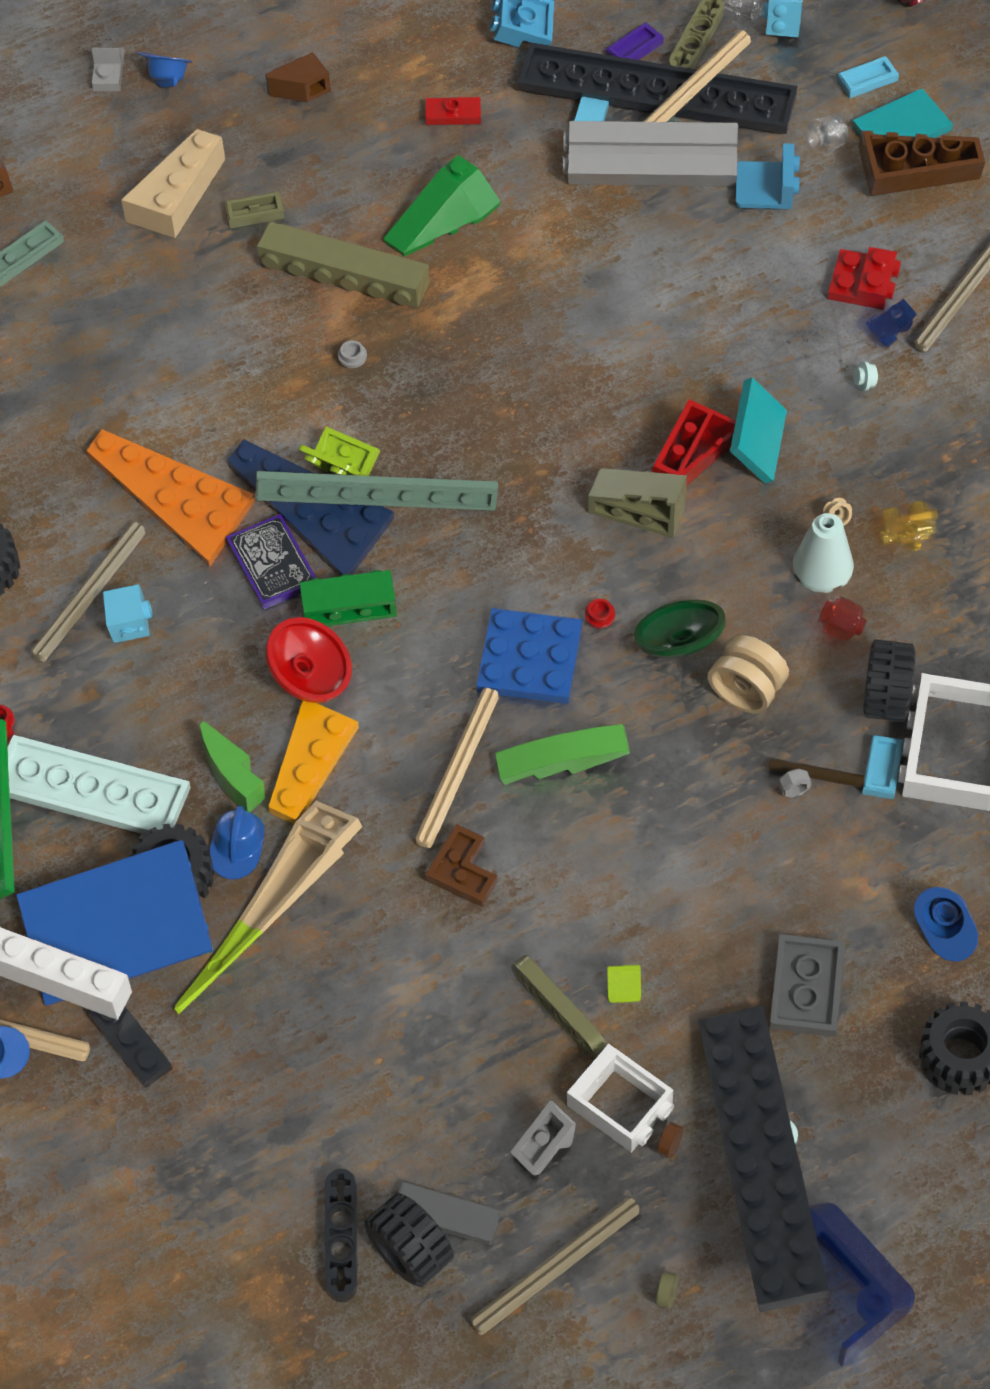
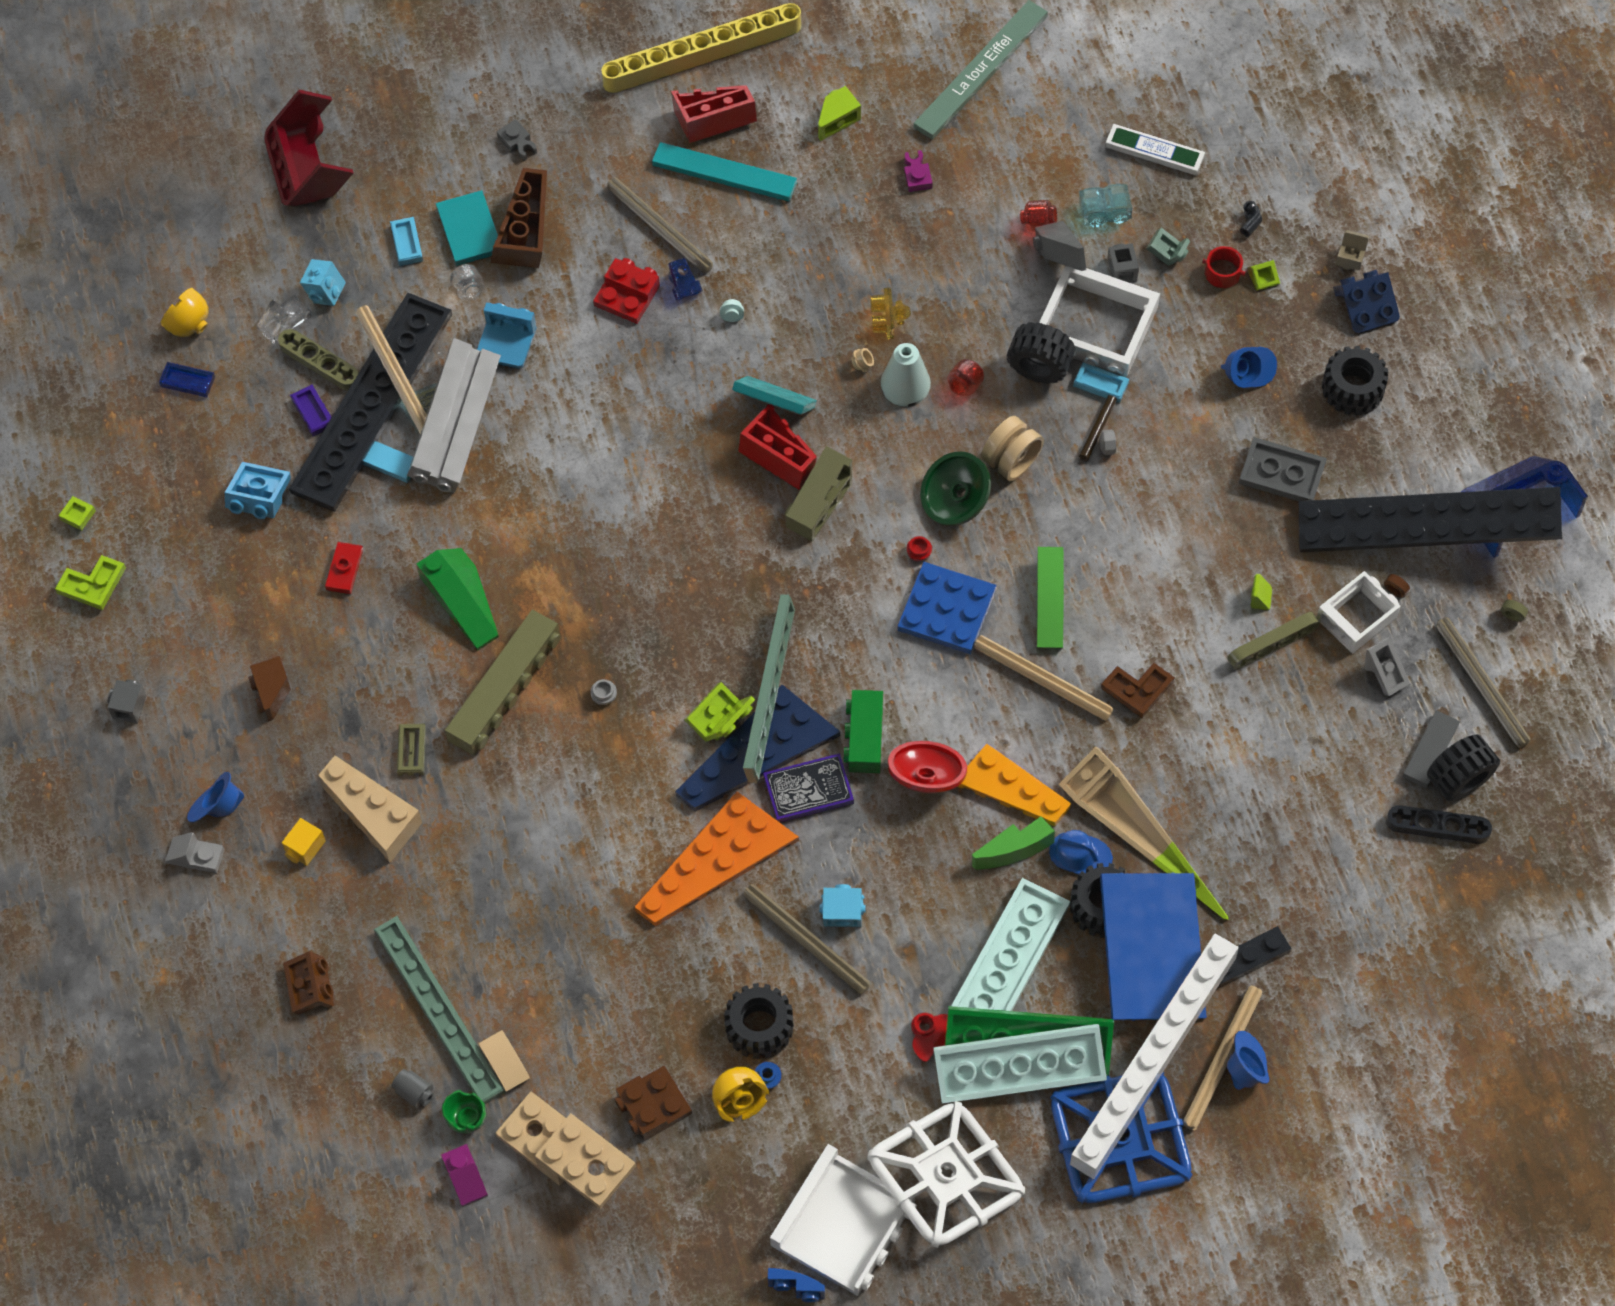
camera: 80 degrees left, 5 degrees up
(130, 142) = (303, 842): none -> yellow brick

